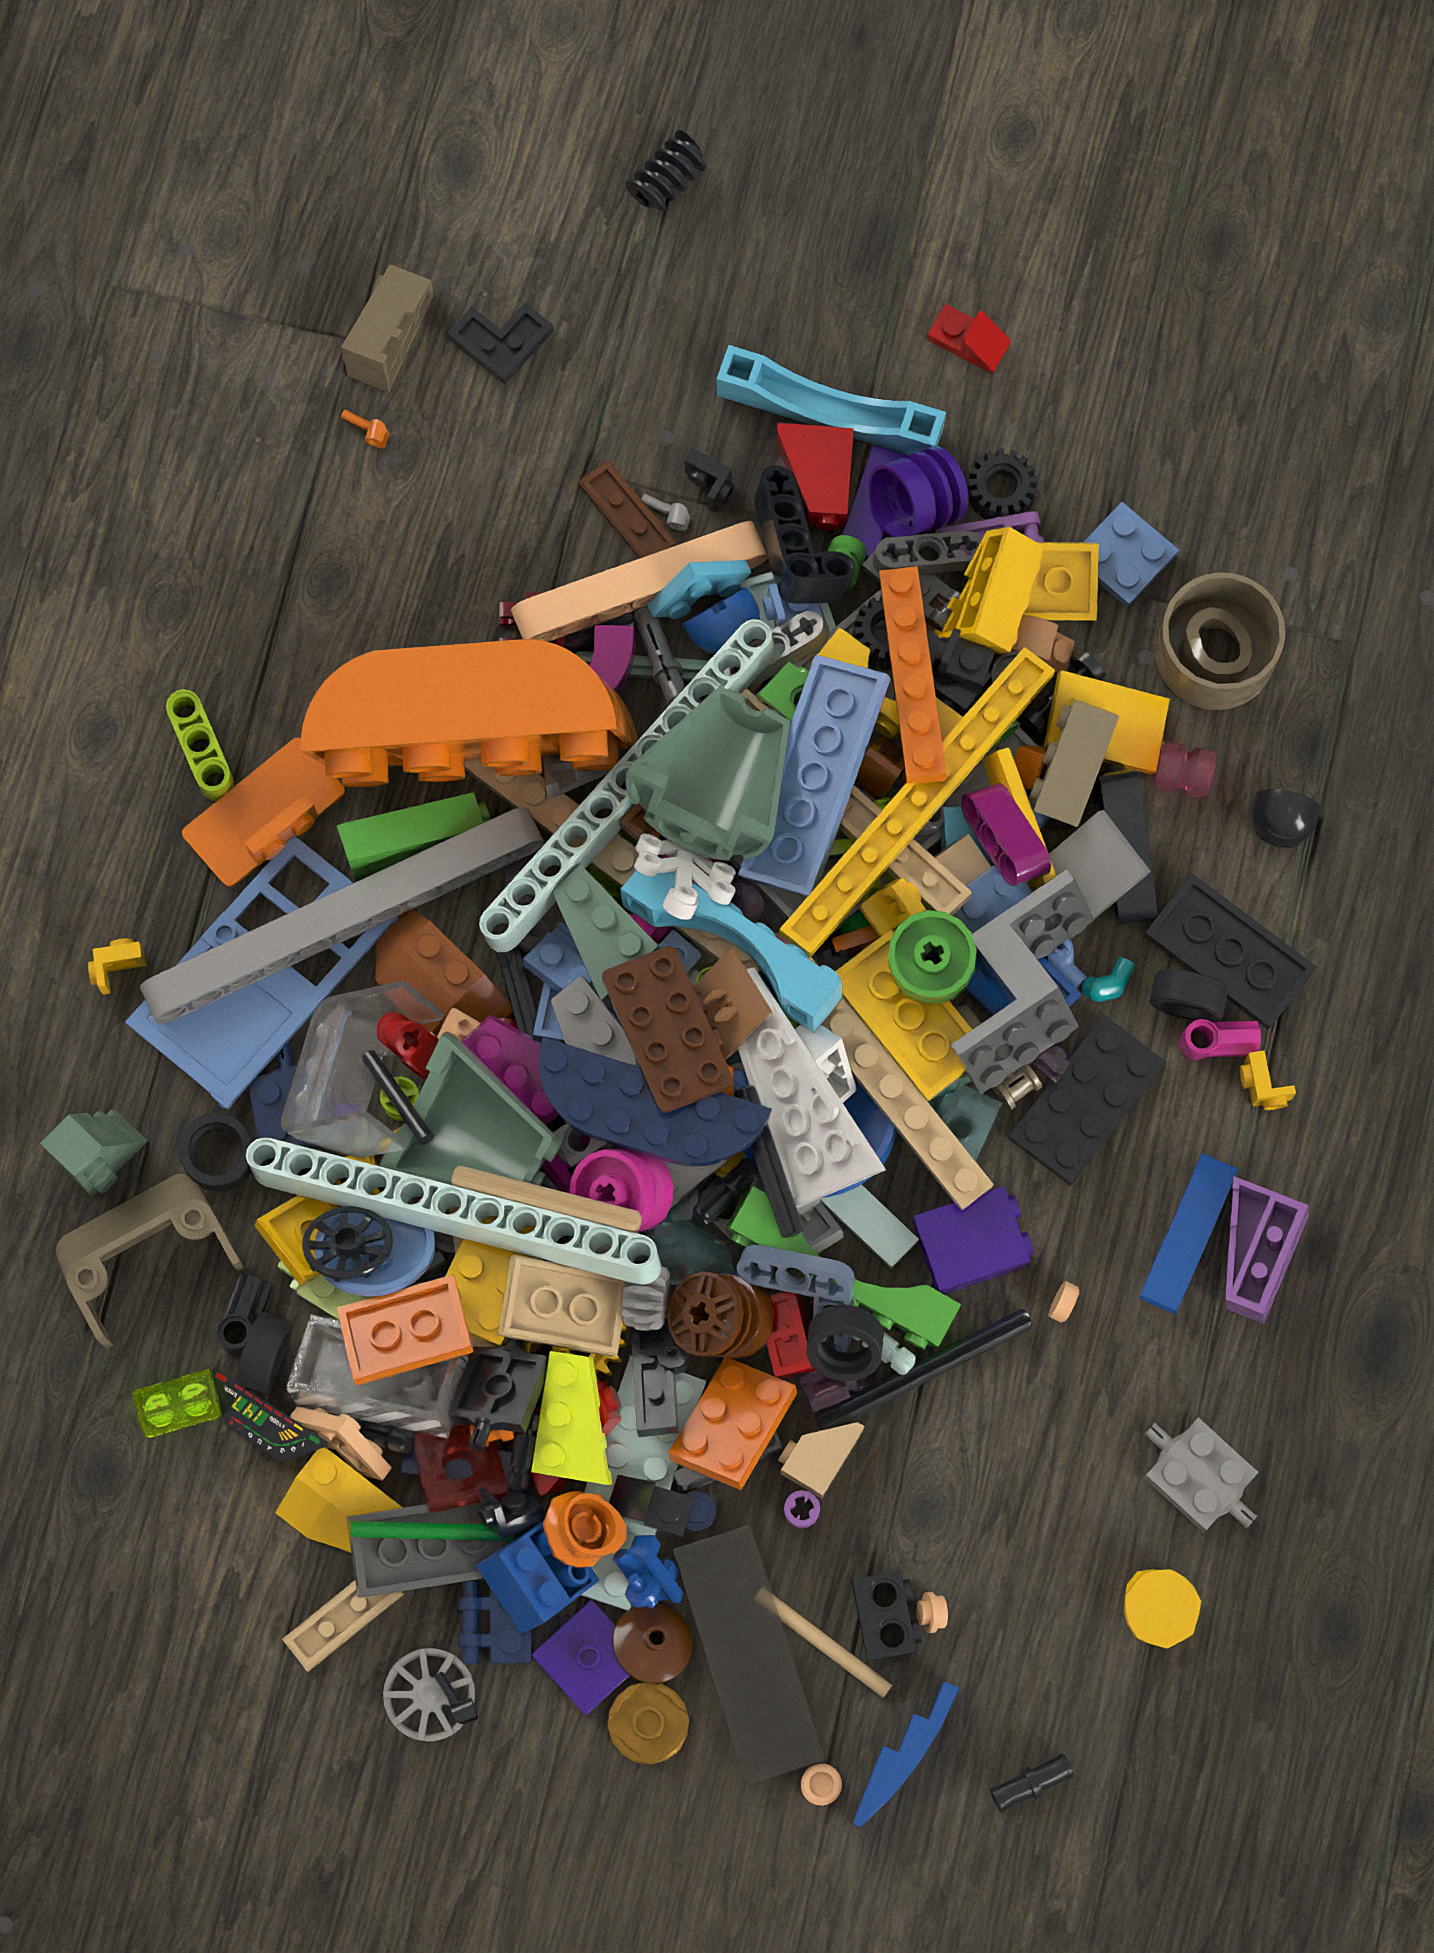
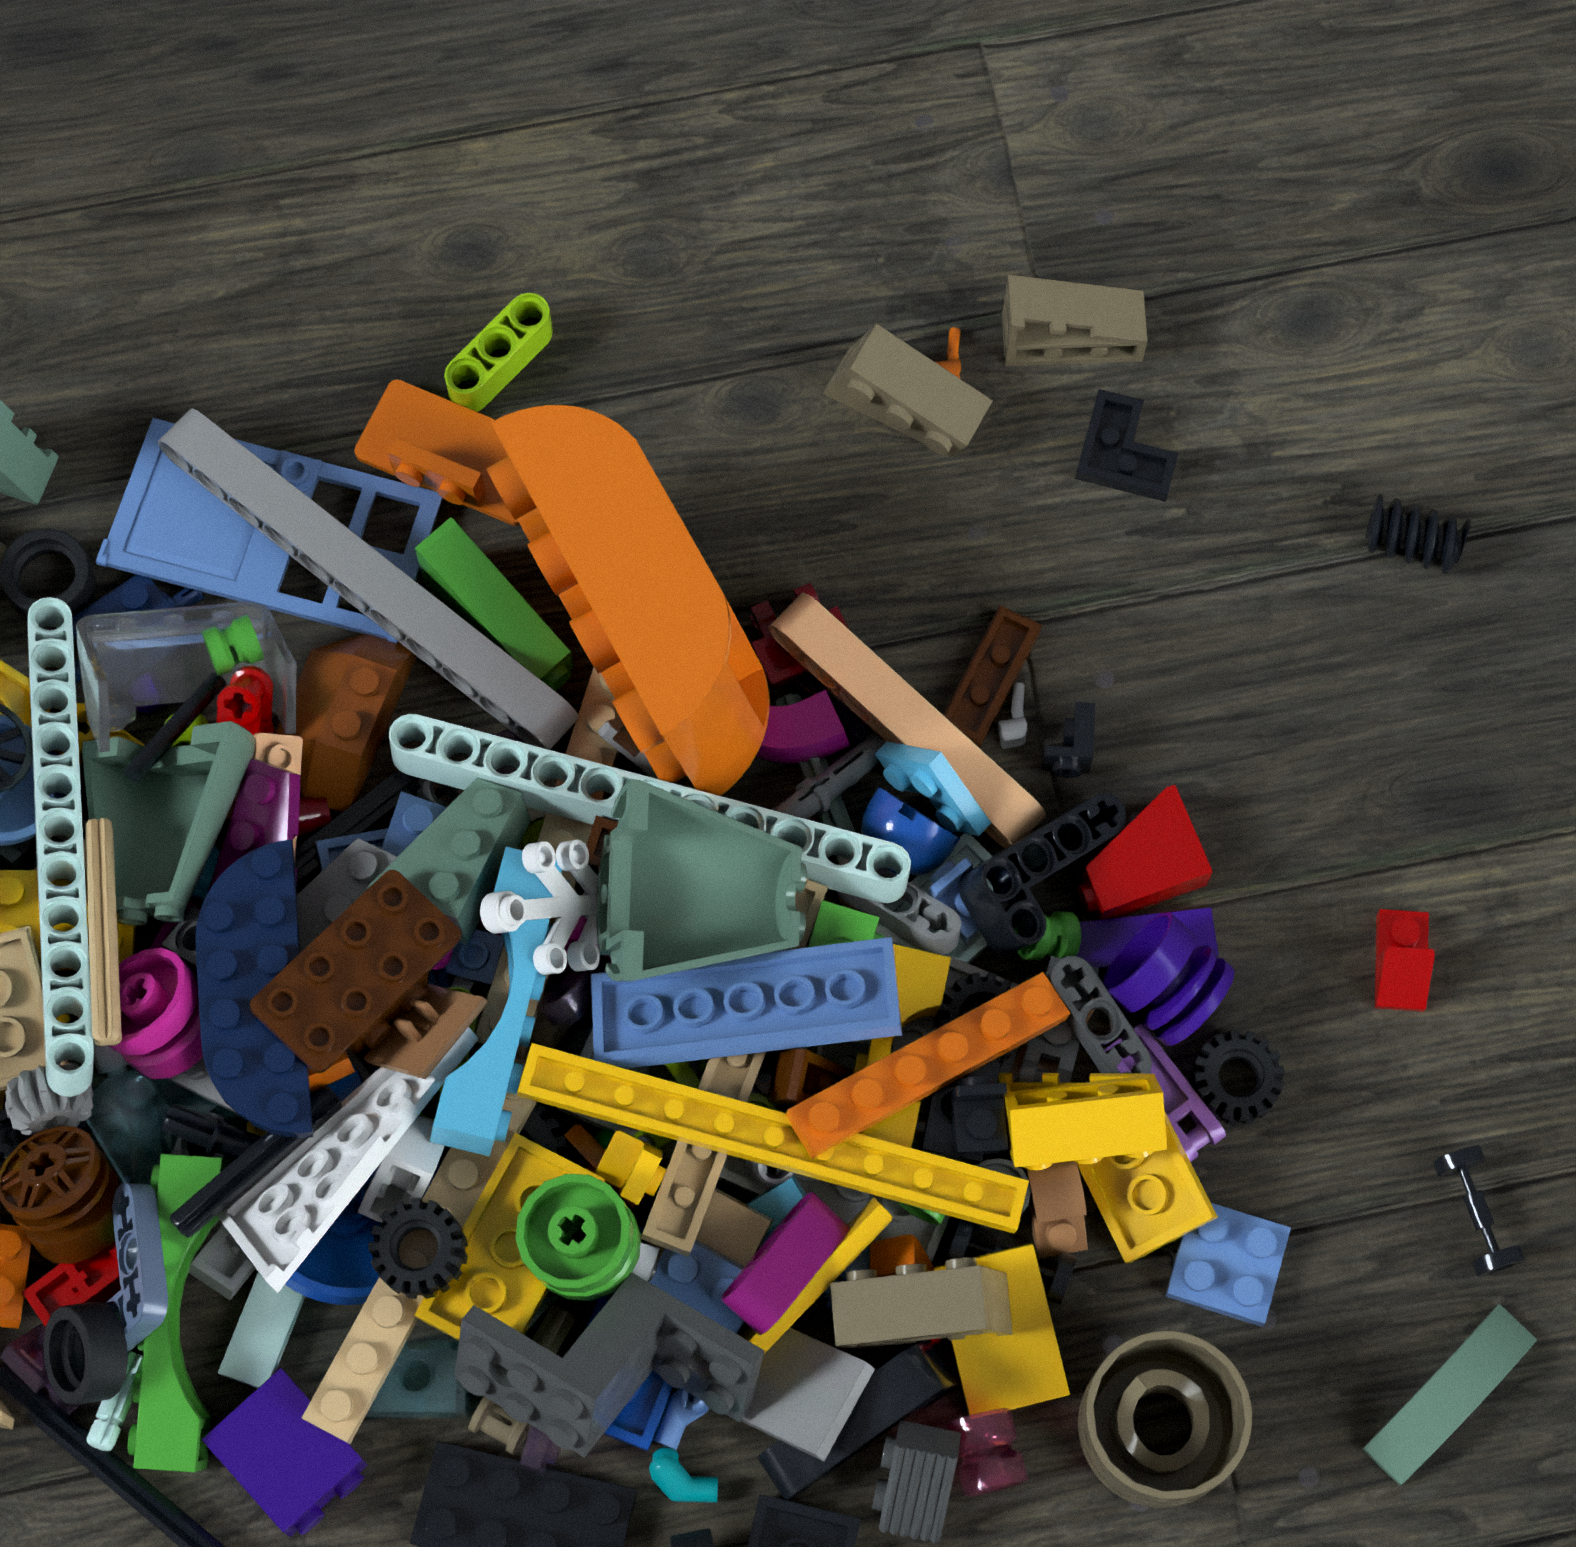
camera: 65 degrees right, 5 degrees down
(118, 956) = (208, 366): yellow bracket -> none
(356, 1027) = (232, 645): none -> bright green wheel
(382, 468) = (908, 392): none -> dark tan wedge
(772, 388) = (1237, 885): medium azure arch -> none
(885, 1049) = (392, 1231): none -> black tyre
(1167, 374) = (1478, 1210): none -> black wheel
(1186, 821) = (918, 1481): none -> dark grey brick
(1281, 455) = (1450, 1395): none -> sand green slope

